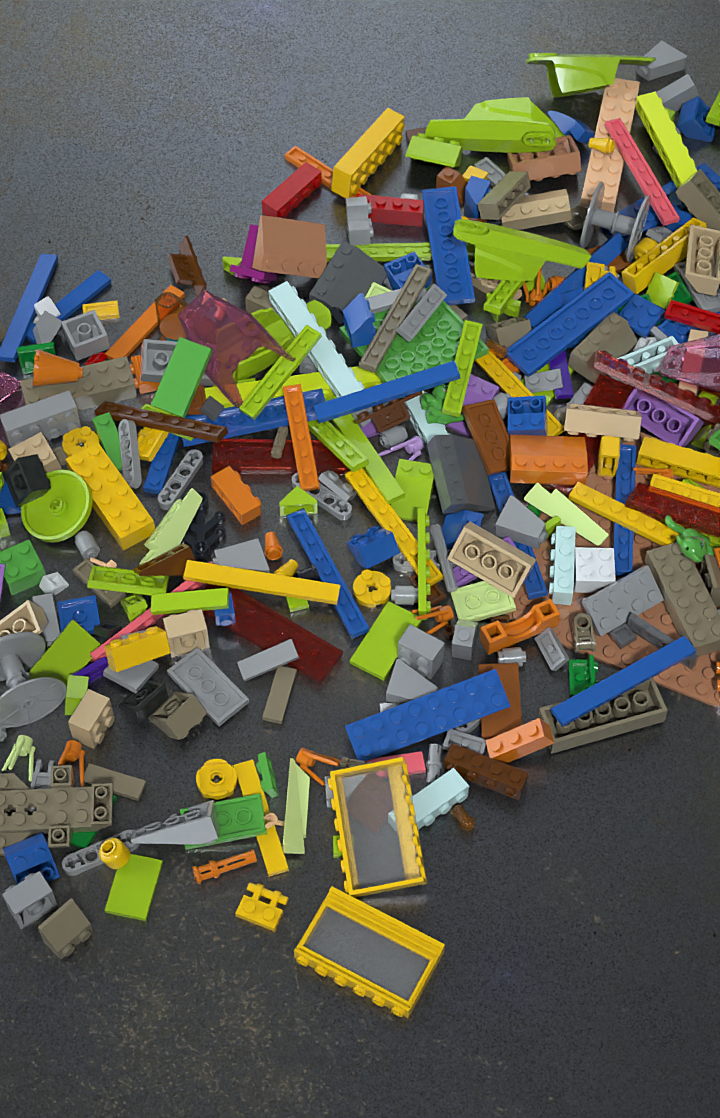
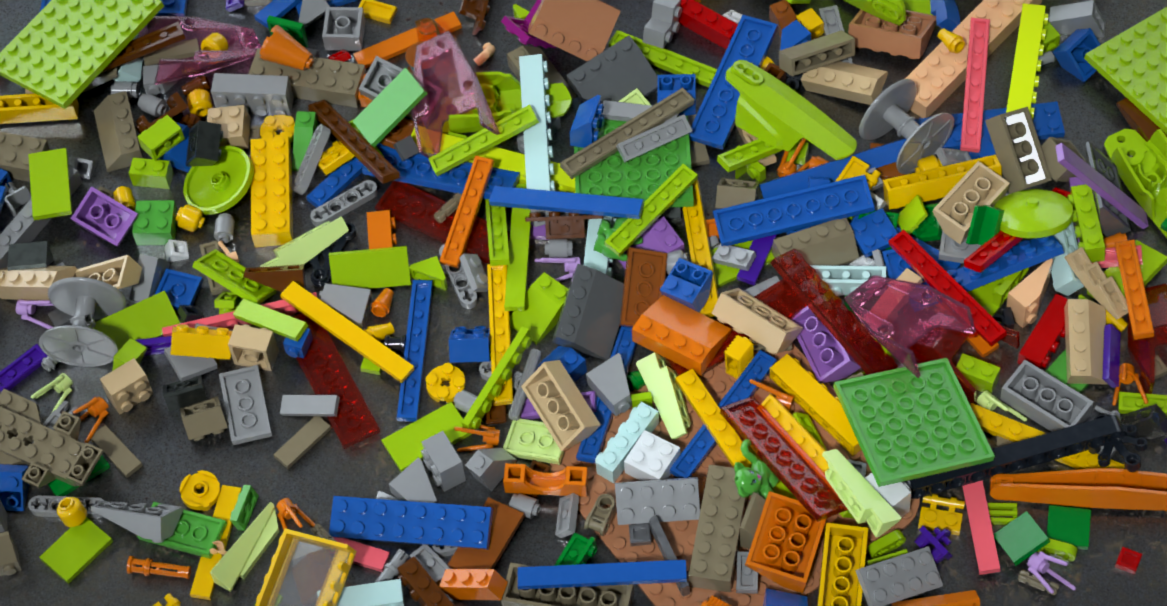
camera: 35 degrees right, 0 degrees up
(50, 549) = (190, 218): none -> yellow head
(245, 520) = (371, 268): none -> lime tile
(497, 349) = (706, 208): clear orange pin -> none

